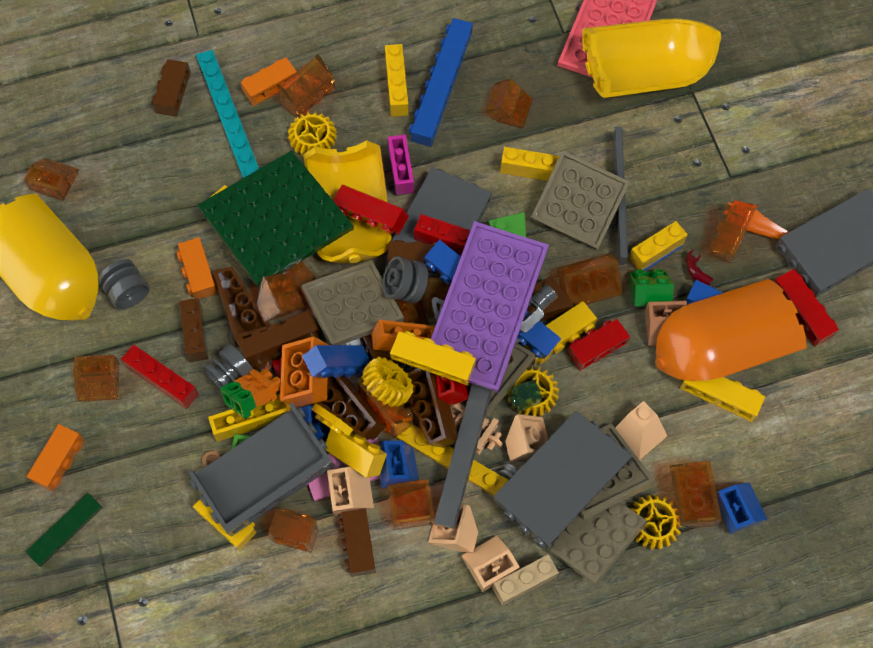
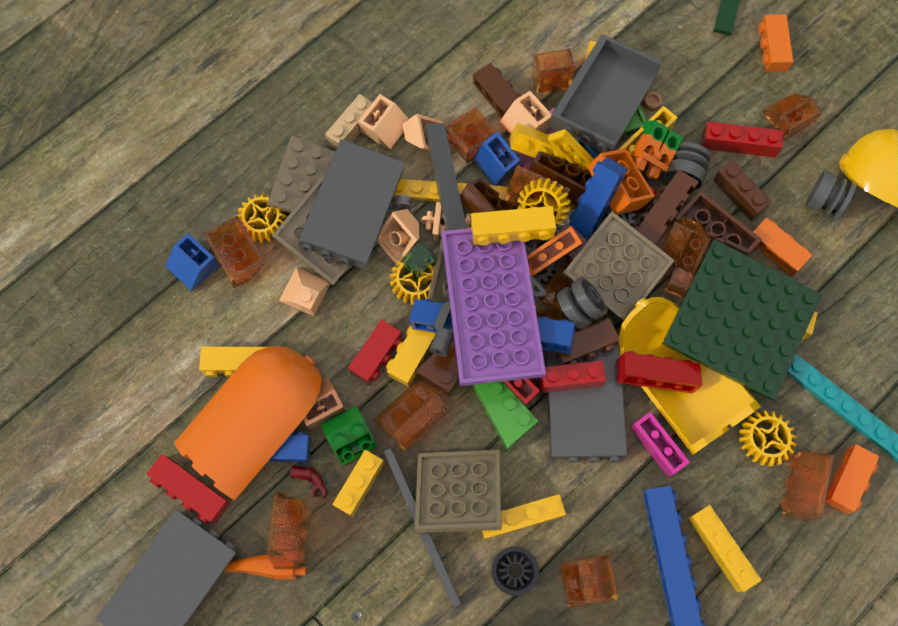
camera: 160 degrees right, 5 degrees up
(563, 126) = (531, 561): none -> black wheel

